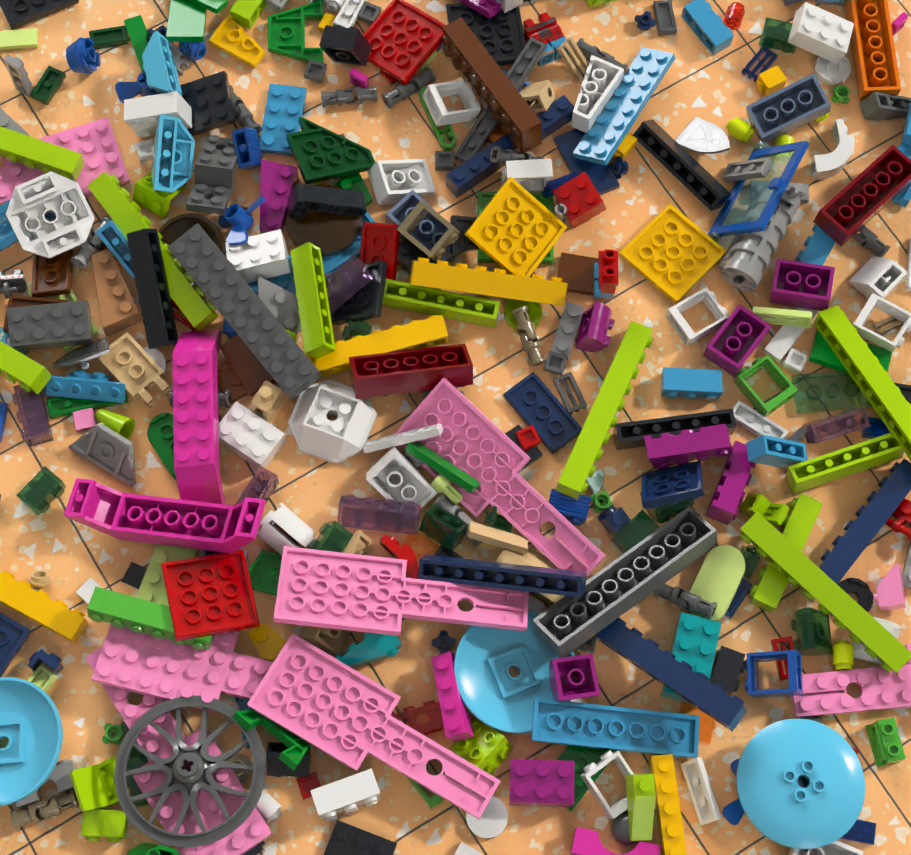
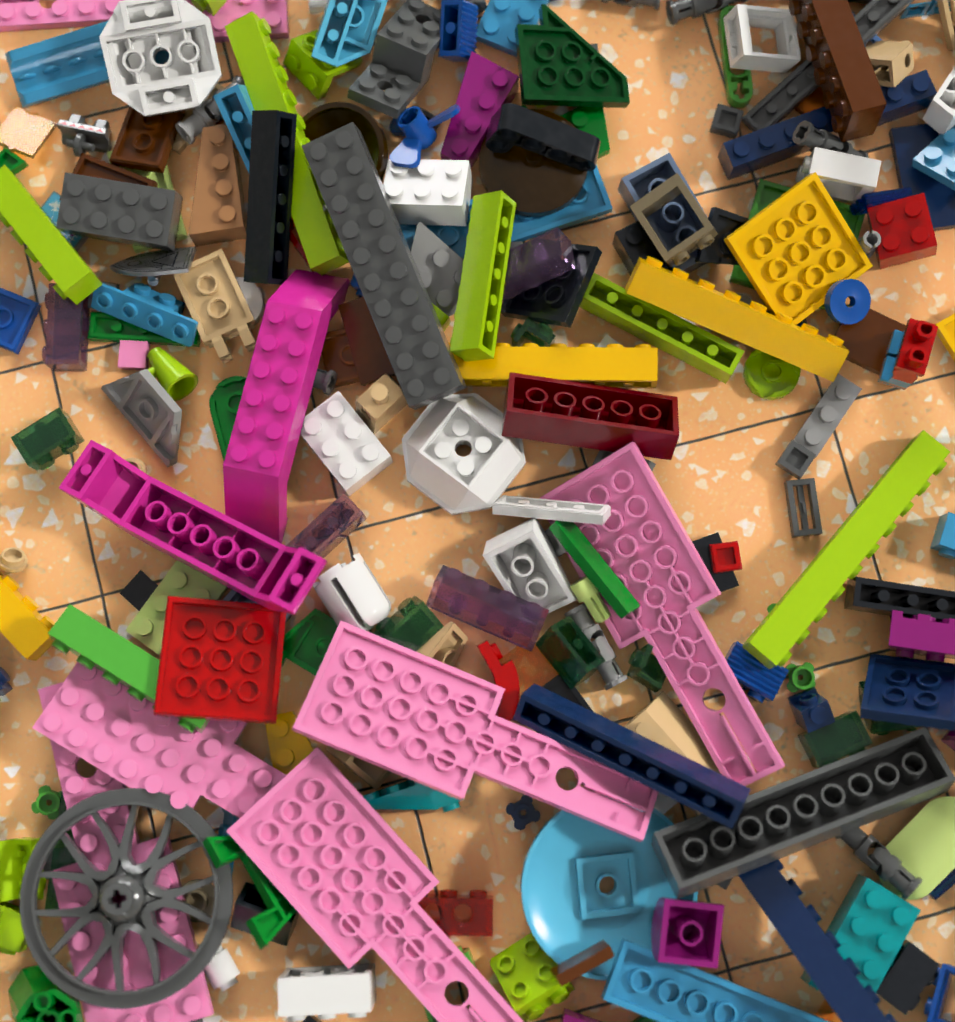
camera: 25 degrees right, 10 degrees up
(87, 590) = (76, 594): white tile -> none
(307, 784) = (287, 956): red tile -> none
(380, 243) = (600, 222): red tile -> none
(396, 178) = (653, 129): white slope -> none
(454, 714) = (507, 927): dark pink arch -> none
(497, 537) = (640, 691): tan tile -> none
(511, 720) = (582, 962): none -> reddish brown tile
(527, 333) = (769, 405): dark tan piece -> none
(543, 410) = (758, 525): dark blue tile -> none
(550, 256) = (859, 301): none -> blue piece
(594, 328) = (866, 425): magenta brick -> none
(596, 481) = (801, 651): light aqua tile -> none

